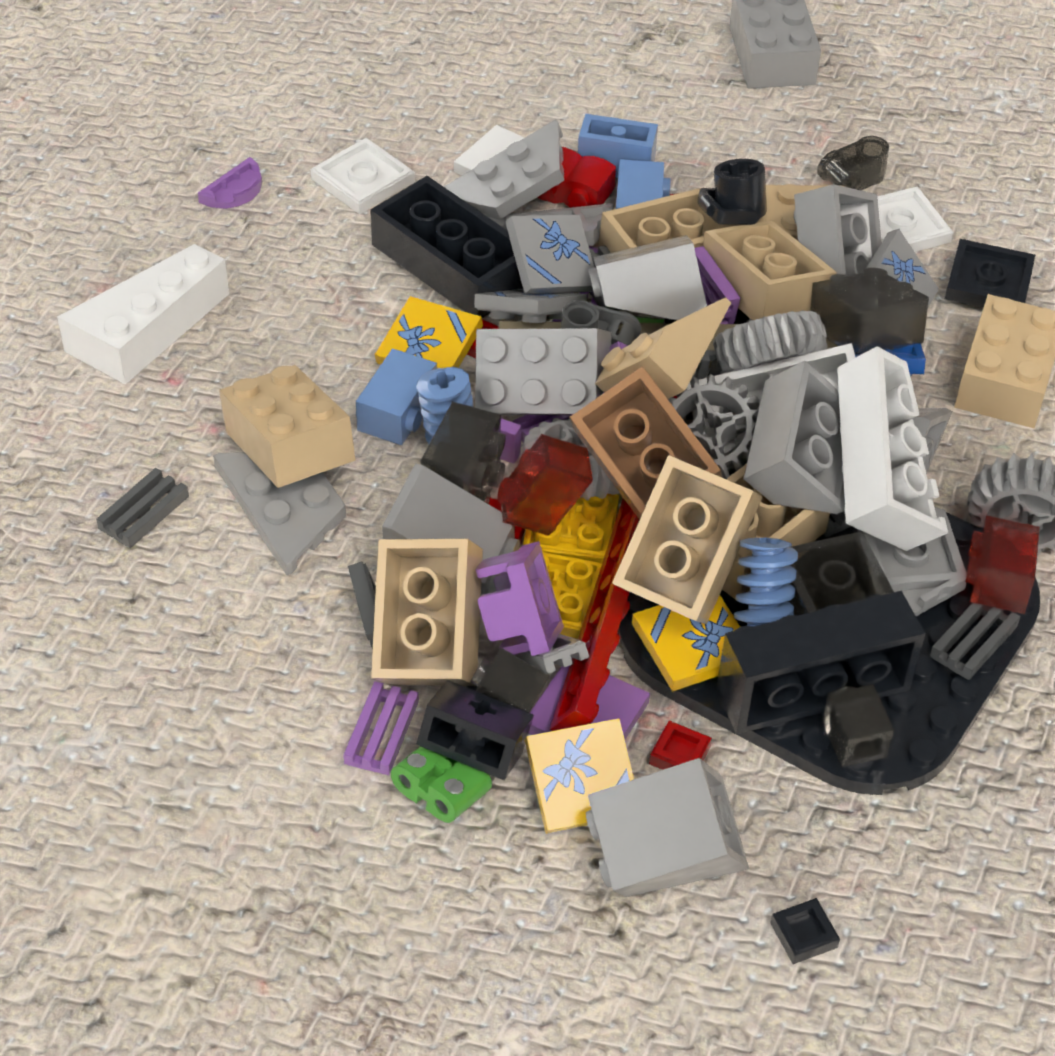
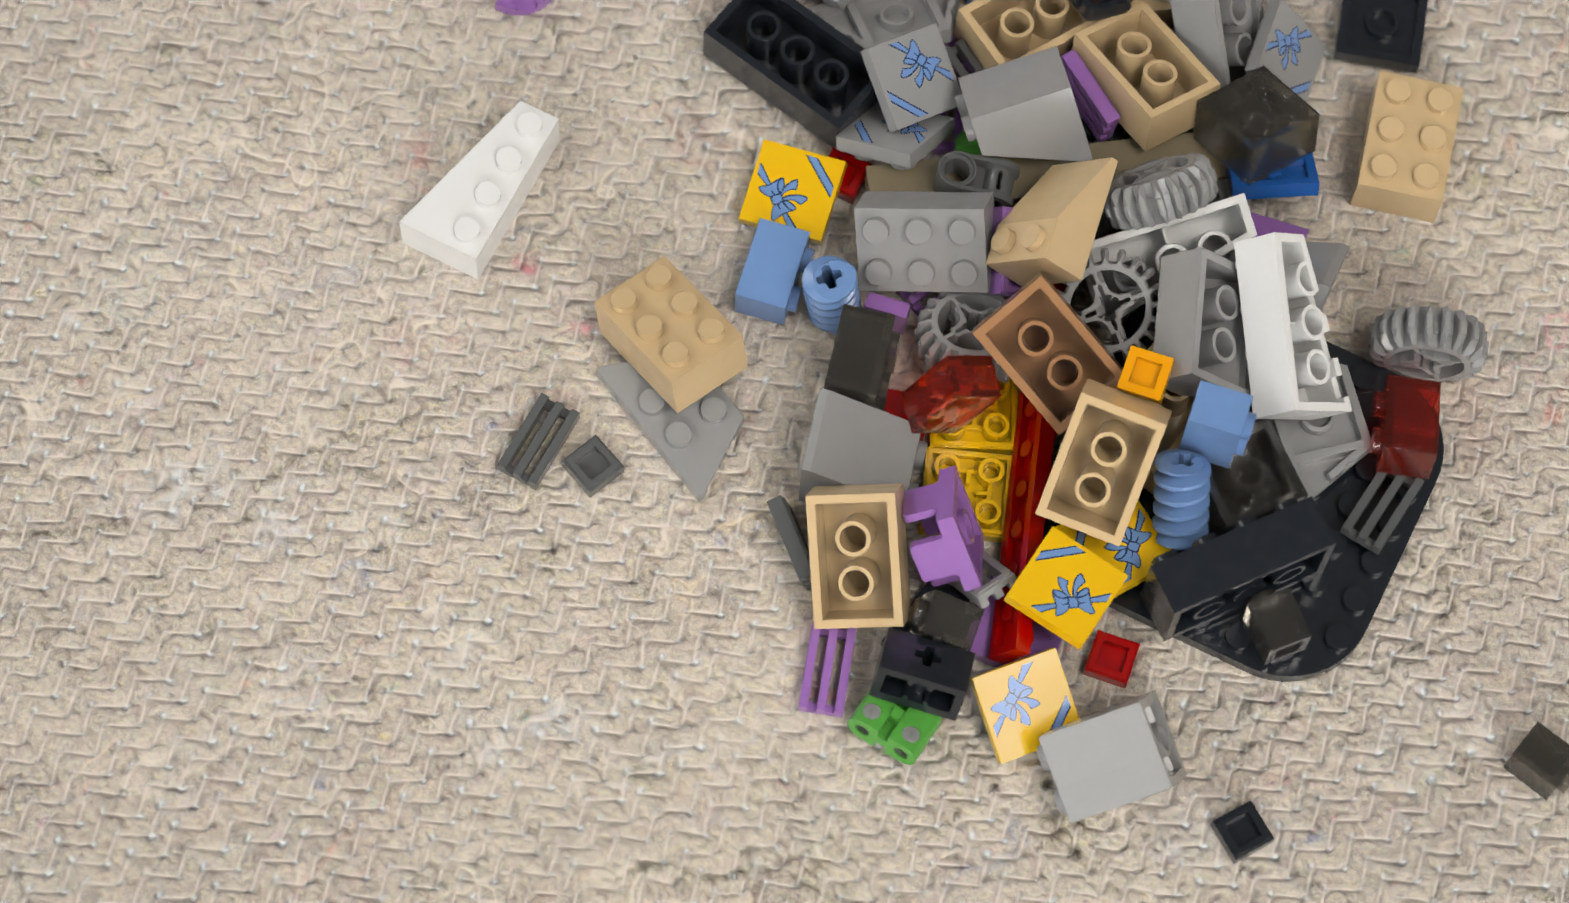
camera: 10 degrees left, 20 degrees up
(190, 533) = (593, 466): none -> dark grey tile
(636, 658) = (1065, 588): none -> yellow tile
(739, 460) = (1146, 374): none -> light orange plate
(806, 510) = (1218, 424): none -> medium blue brick

